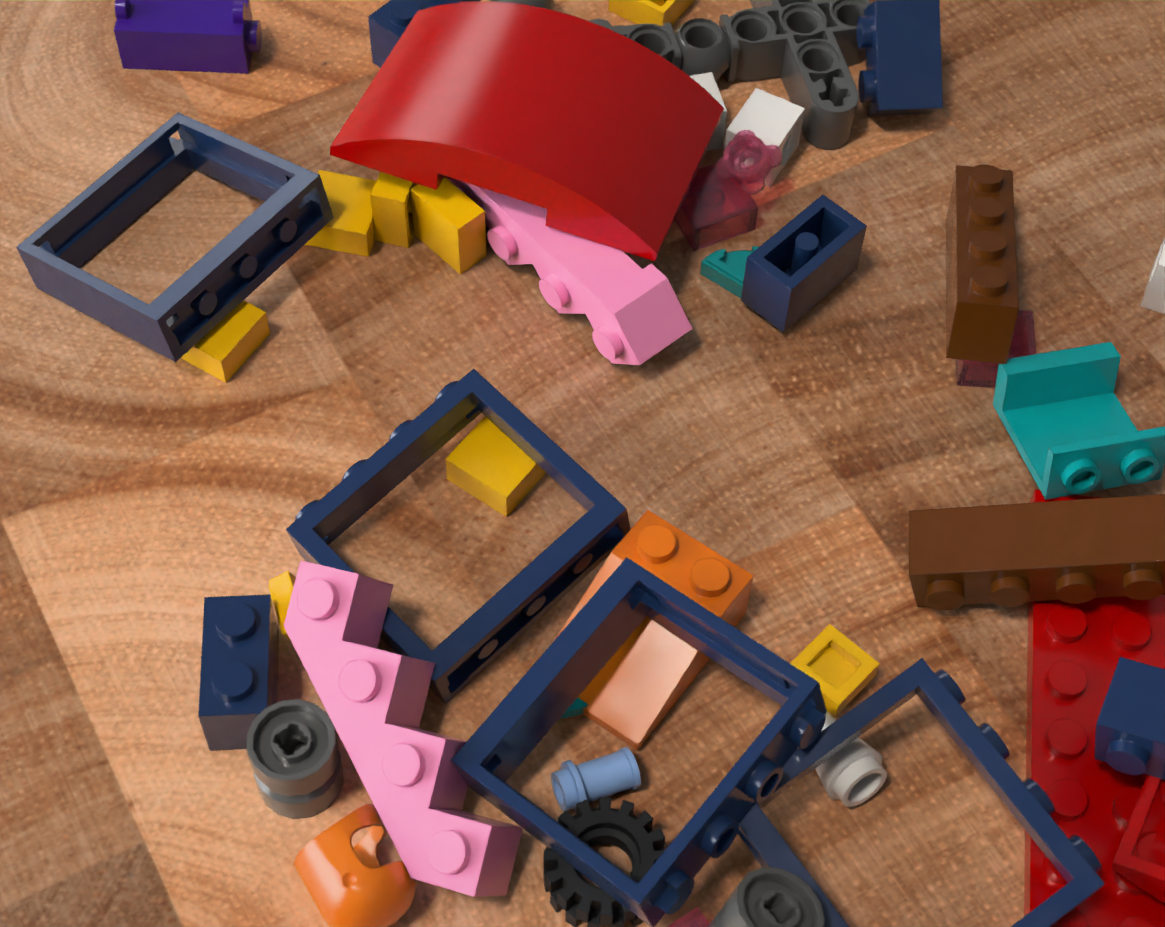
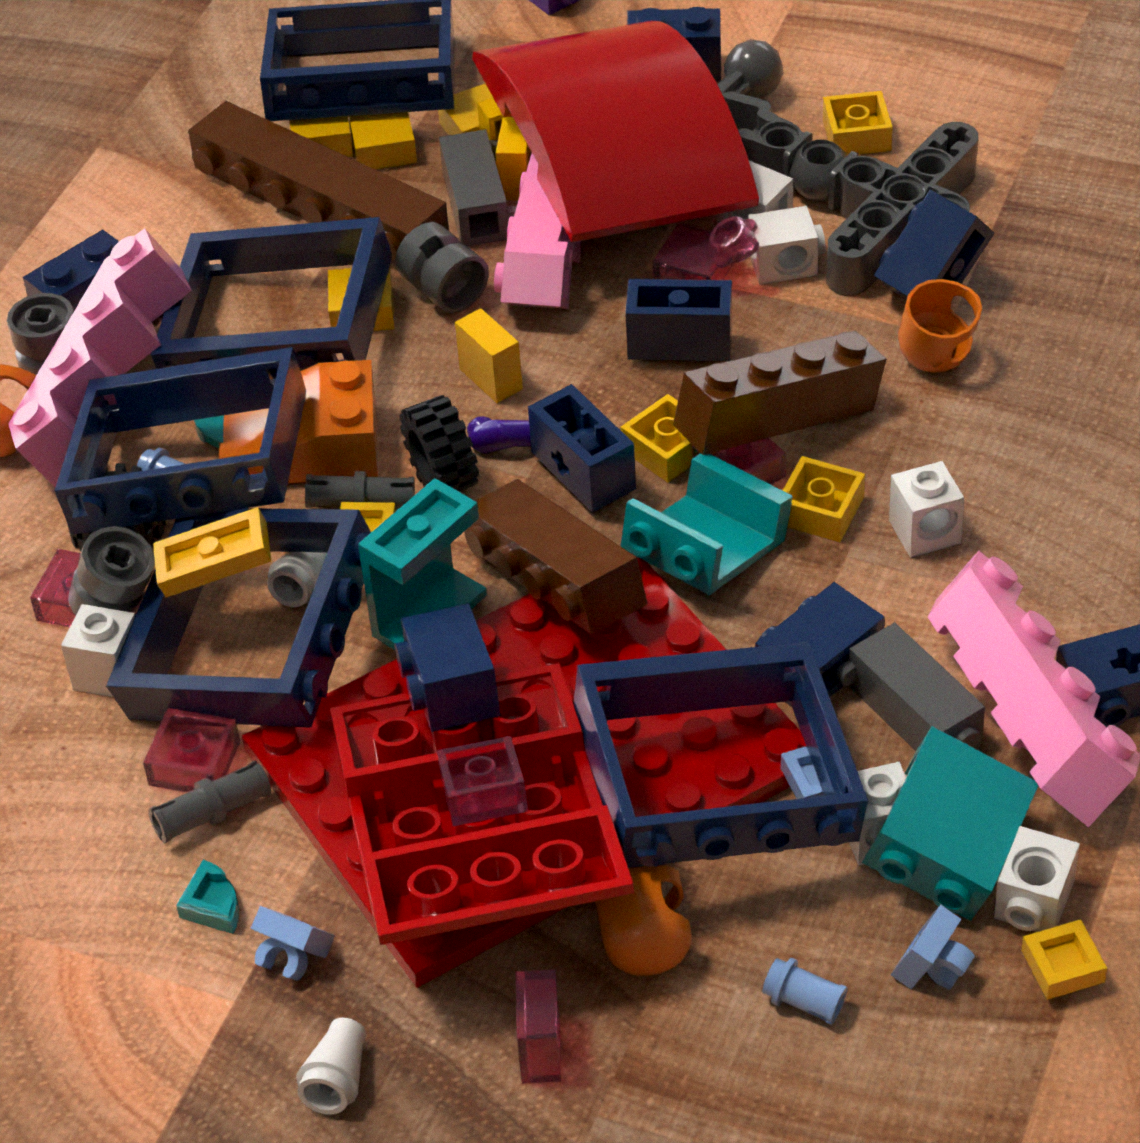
camera: 55 degrees right, 10 degrees down
(295, 297) = (383, 140): none -> yellow piece
(295, 385) = (305, 175): none -> reddish brown brick
(448, 278) = (475, 187): none -> dark grey brick
(558, 359) = (442, 267): none -> dark grey wheel
(700, 421) = (488, 355): none -> yellow piece
(783, 632) = (332, 490): none -> dark grey pin
(804, 539) = (439, 444): none -> black tyre
(807, 480) = (498, 435): none -> dark purple arm
(845, 820) = (212, 552): none -> yellow plate
(903, 438) = (582, 448): none -> dark blue brick
(918, 375) = (657, 441): none -> yellow piece
(978, 129) = (931, 332): none -> orange helmet
(999, 648) = (411, 564): none -> teal panel
(1093, 318) = (824, 498): none -> yellow piece

